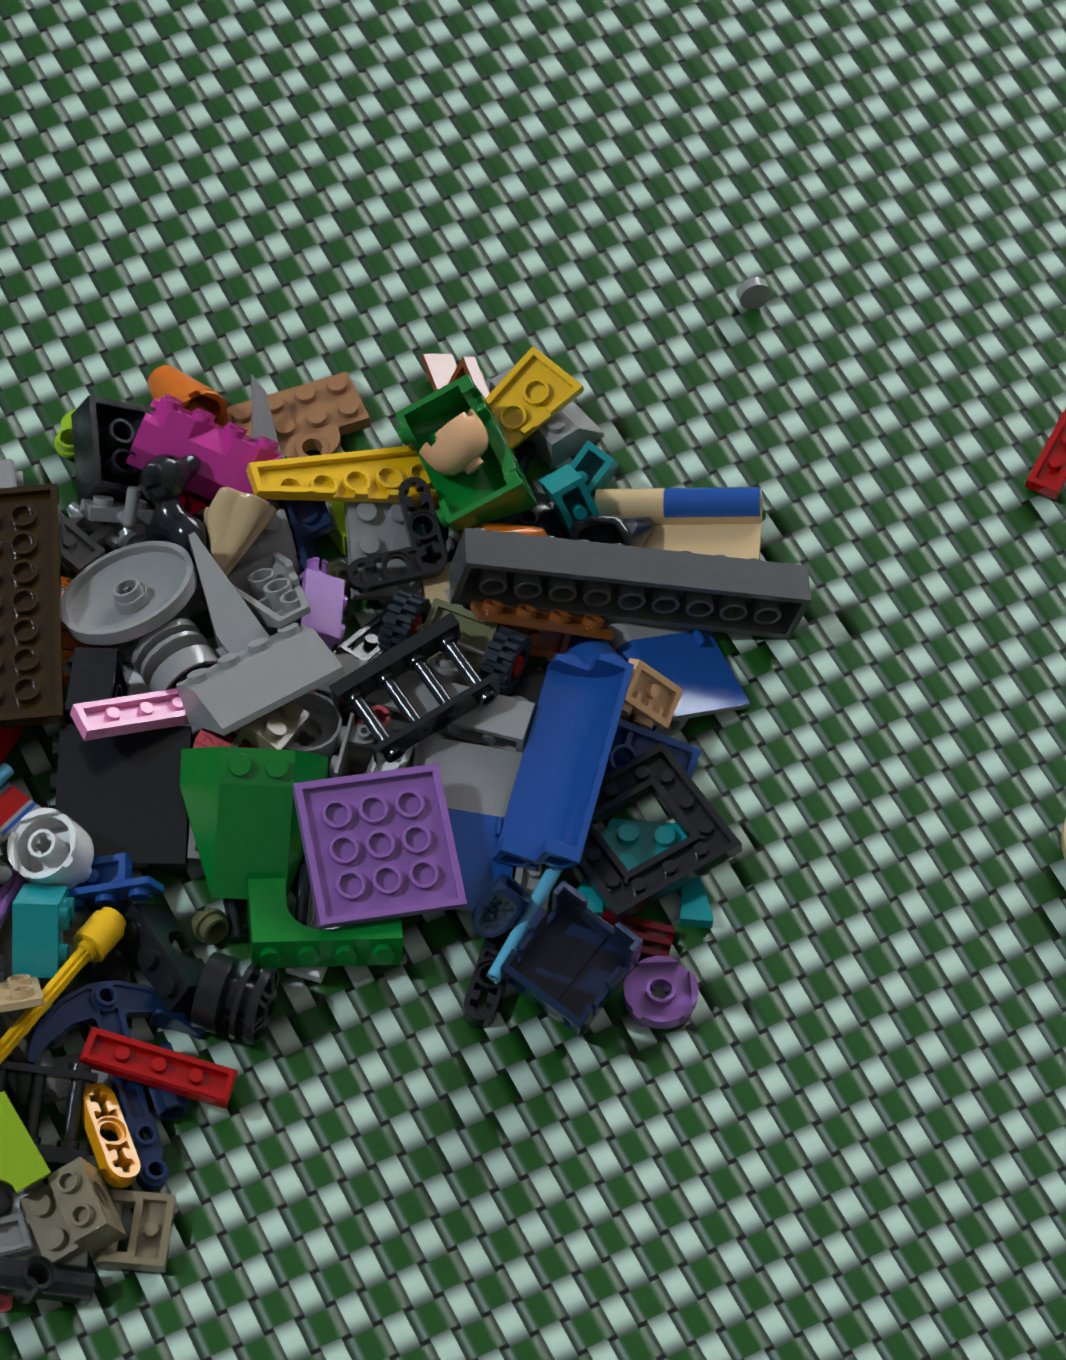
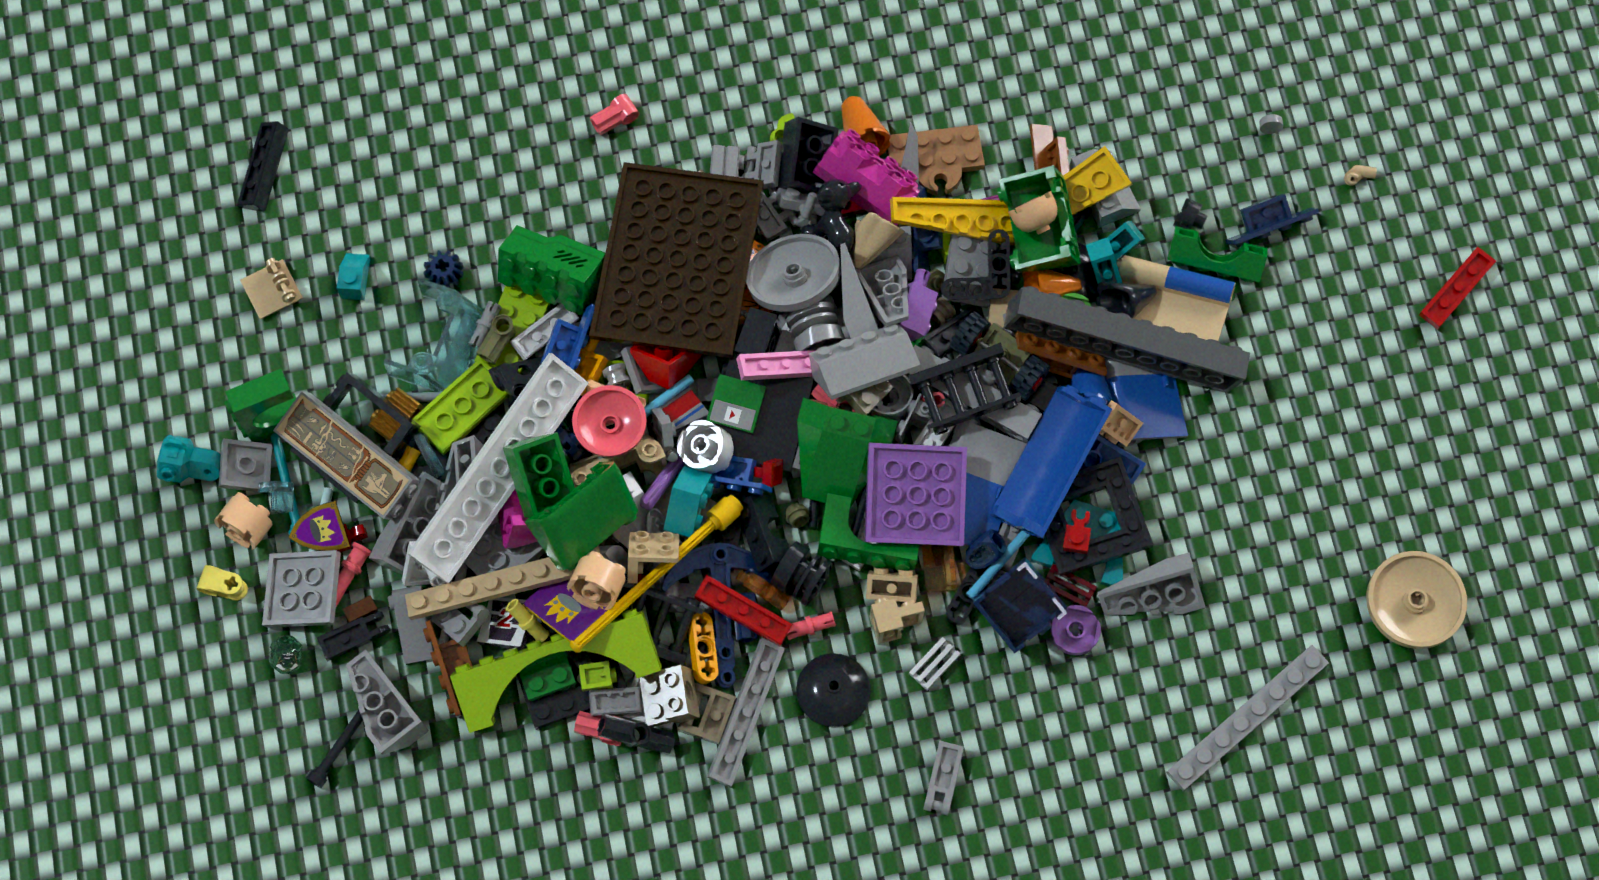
camera: 15 degrees right, 15 degrees up
(37, 786) = (706, 389): none -> dark grey tile
(57, 466) = (765, 161): none -> light grey plate
(85, 783) = (736, 404): none -> green tile
(157, 865) = (770, 472): none -> red tile
(173, 1028) = (763, 589): none -> clear orange bar
(195, 1216) = (745, 712): none -> light grey plate
(266, 1072) = (811, 625): none -> coral pin
(325, 1176) = (830, 706): none -> black dish
(357, 613) = (943, 311): none -> dark tan wheel
(374, 987) = (893, 585): none -> tan brick
(385, 1029) = (889, 619): none -> tan brick
(439, 952) = (939, 568): none -> clear orange panel
(478, 1060) = (948, 649): none -> white tile
(518, 1238) = (943, 777): none -> light grey plate
(629, 855) = (1077, 536): none -> red plate
(675, 425) = (1190, 215): none -> black piece
(767, 909) = (1159, 588): none -> light grey wedge
(769, 466) = (1244, 263): none -> green arch
(781, 403) = (1269, 216): none -> dark blue bracket
(890, 329) = (1358, 172): none -> tan arm
(941, 1059) = (1247, 718): none -> light grey plate

